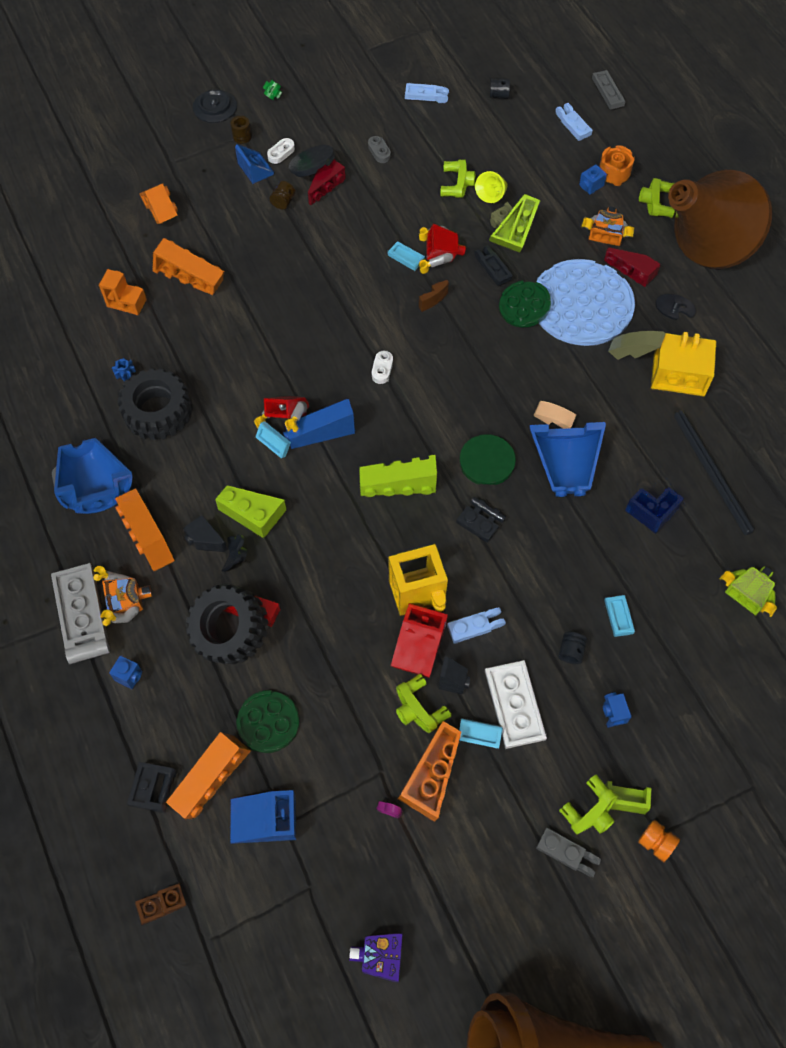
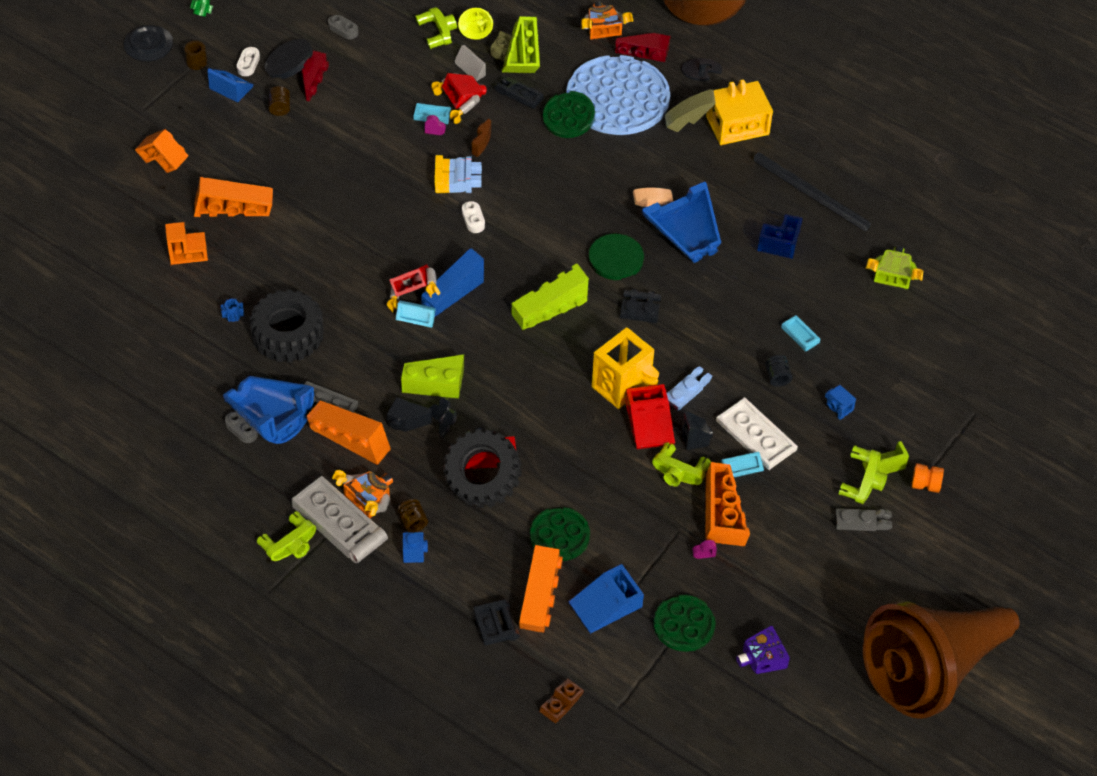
camera: 30 degrees left, 10 degrees down
(32, 616) = (293, 543): none -> lime connector
(145, 639) = (411, 512): none -> dark brown piece
(149, 490) = (332, 397): none -> dark grey plate
(326, 879) = (684, 623): none -> dark green tile
(389, 321) = (456, 174): none -> light blue hips
(398, 268) = (434, 125): none -> magenta tile
(466, 223) = (470, 63): none -> light grey slope

